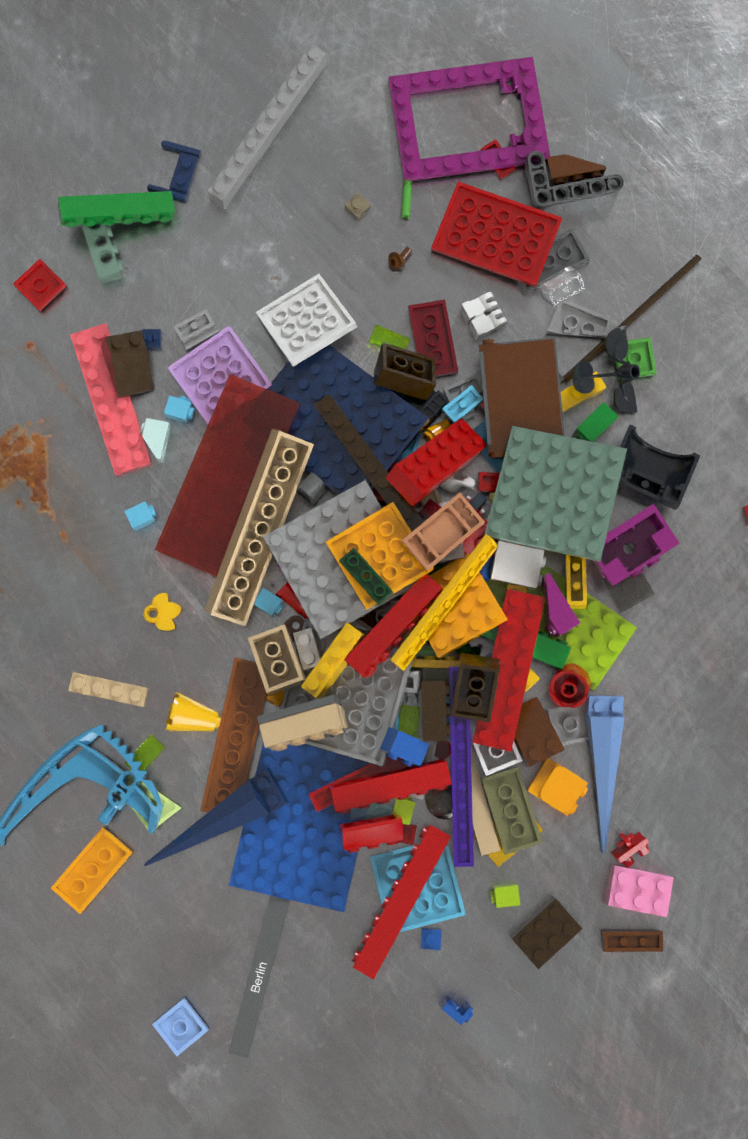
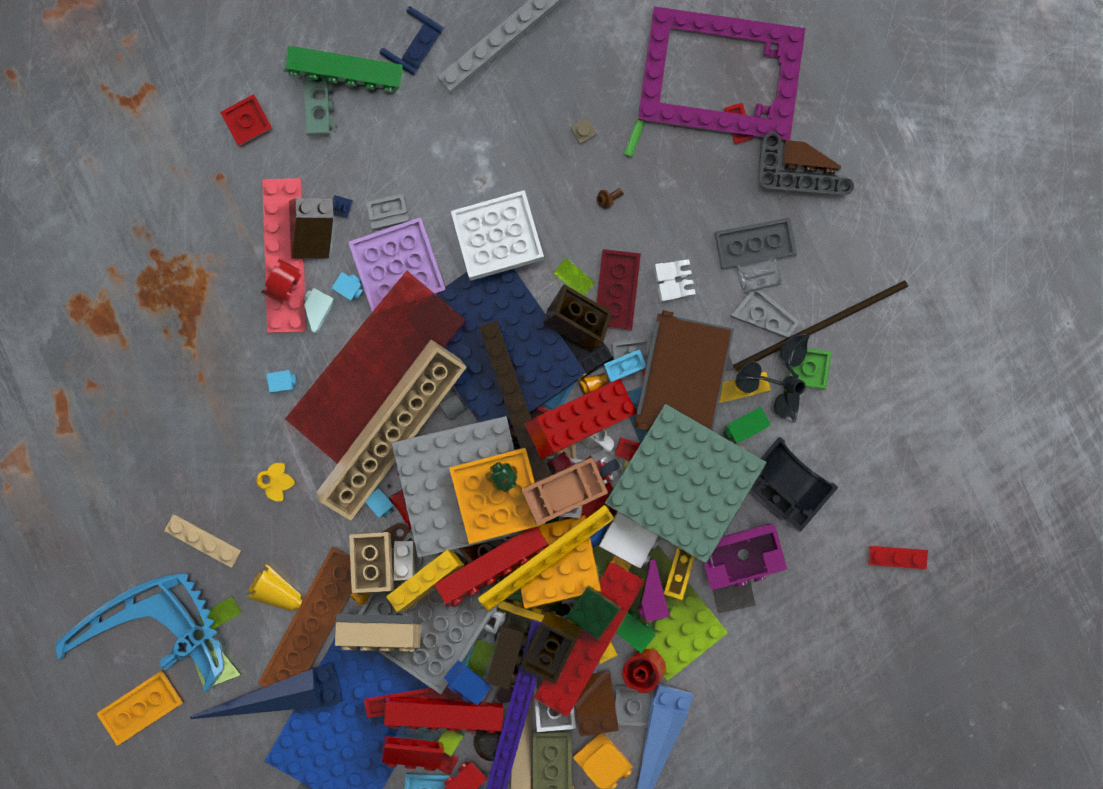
camera: 20 degrees right, 5 degrees up
(113, 419) = (280, 281): none -> red brick
(374, 586) = (472, 500): dark green tile -> none
(380, 534) = (502, 476): none -> dark green head
(496, 234) = (712, 202): red plate -> none
(506, 640) = (593, 612): none -> dark green plate

